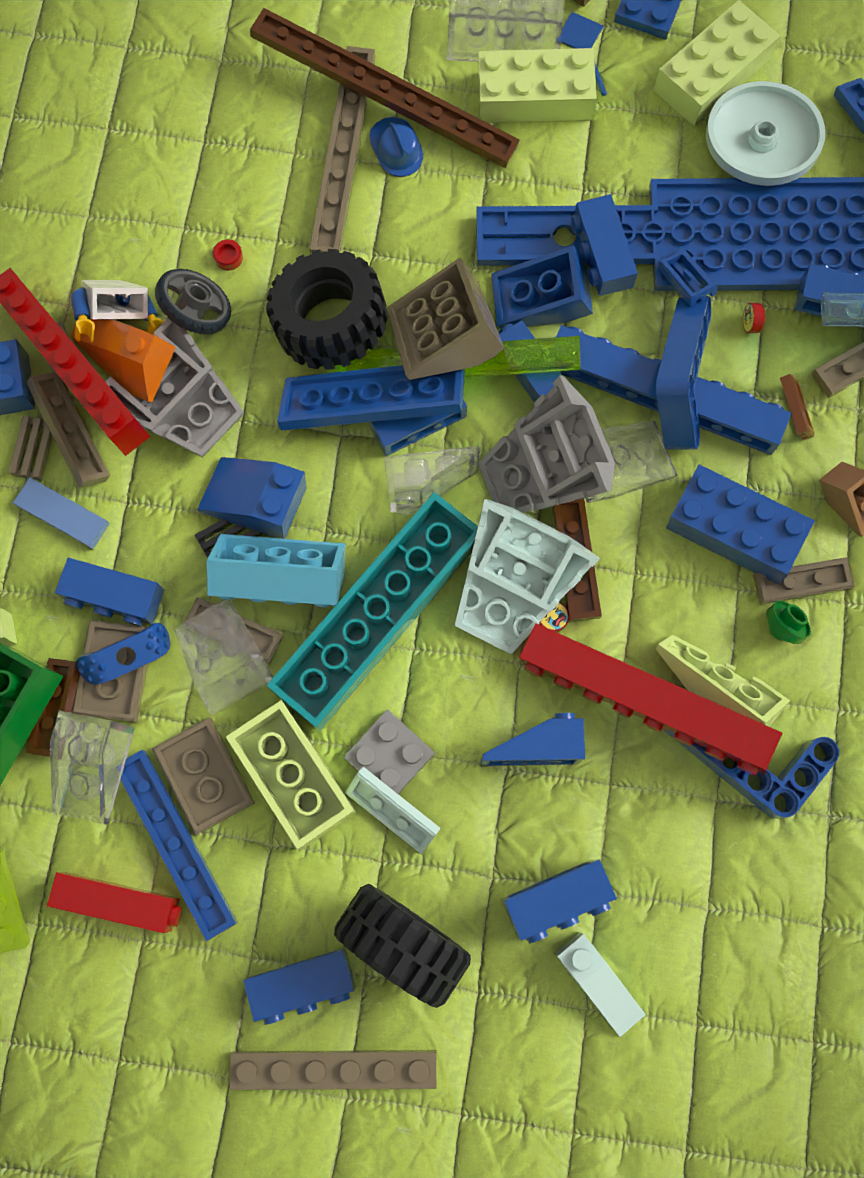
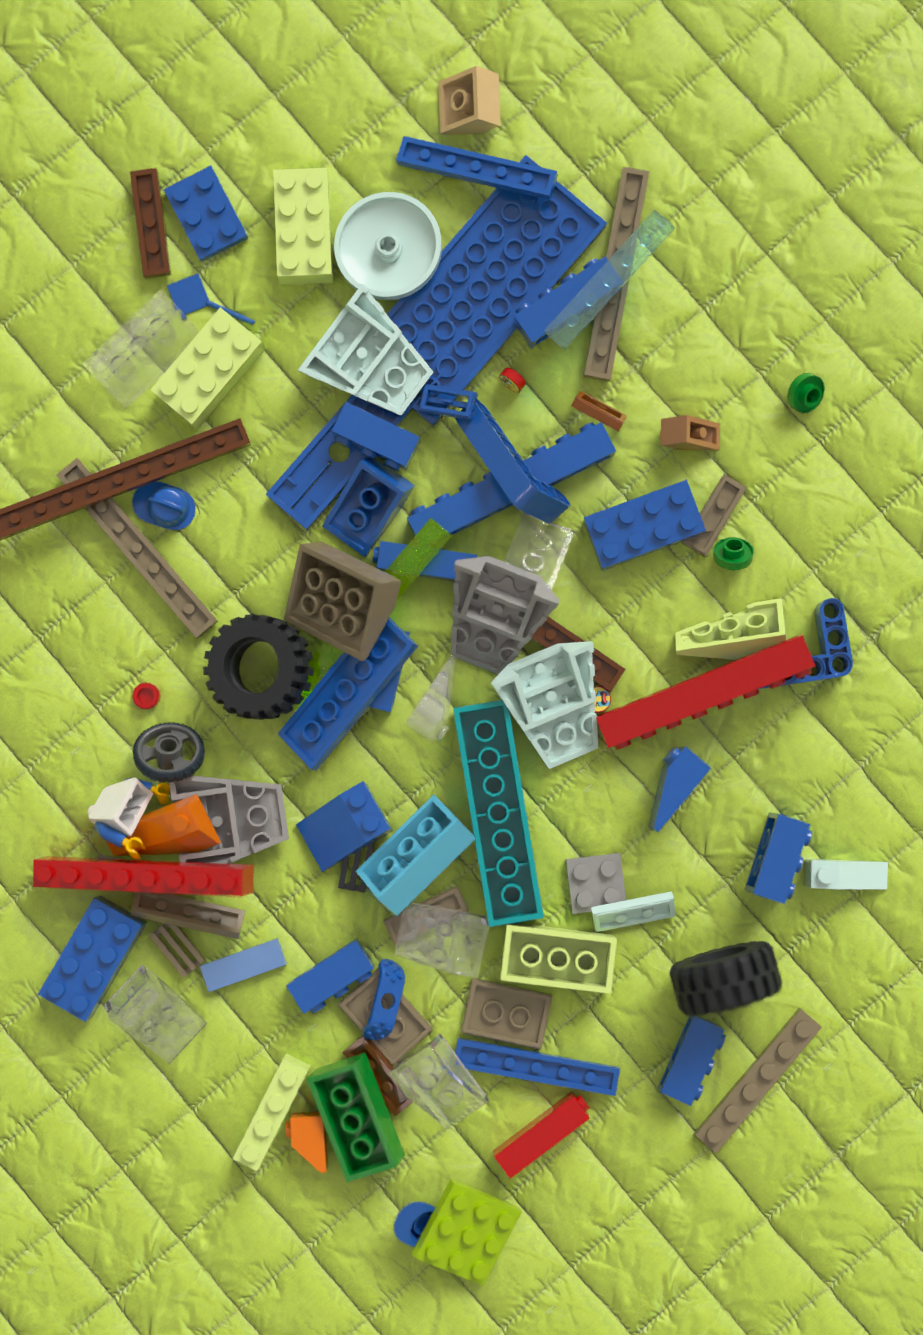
camera: 50 degrees left, 10 degrees up
(664, 186) = (368, 356): none -> light aqua wedge

